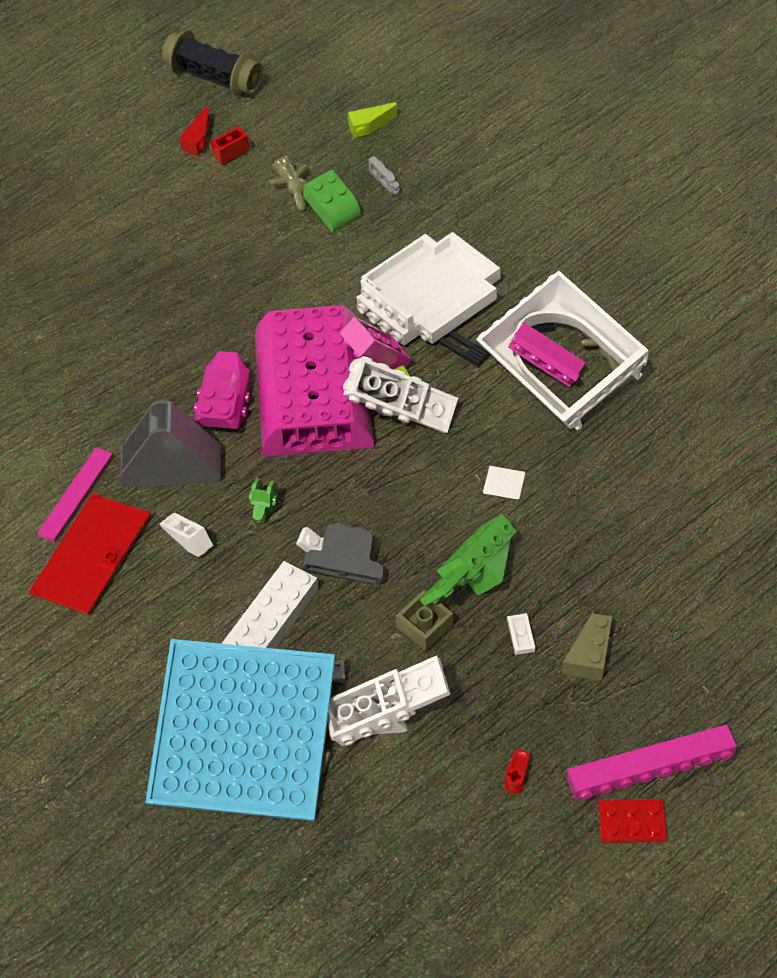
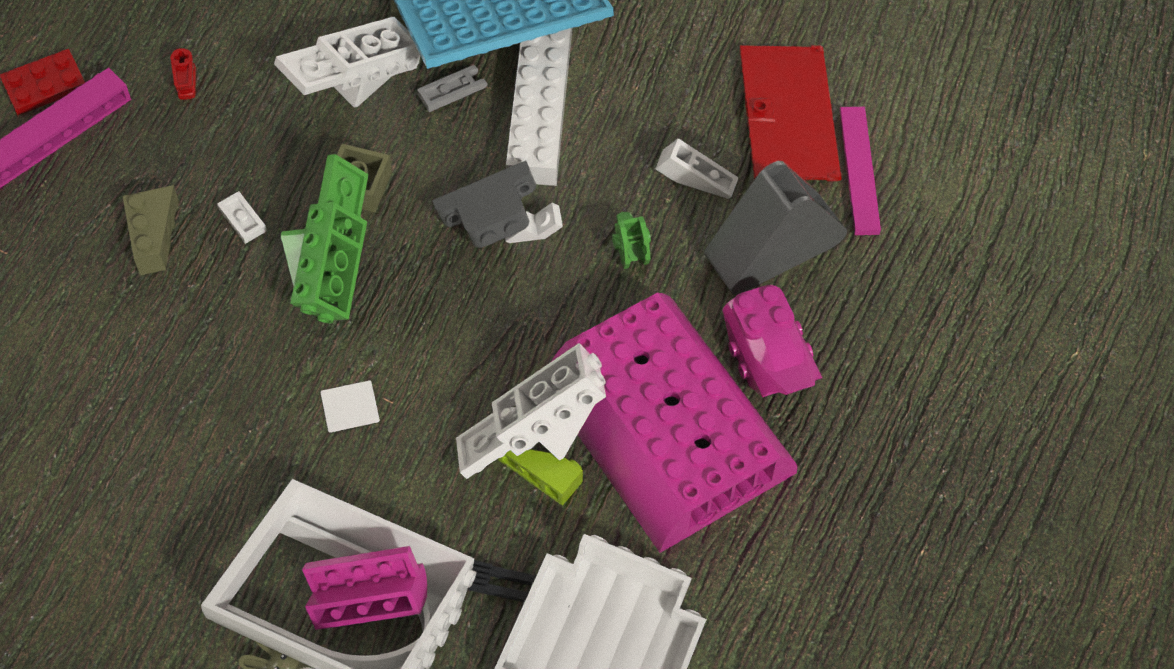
camera: 150 degrees right, 5 degrees up
(374, 344) = (605, 477): dark pink brick -> none

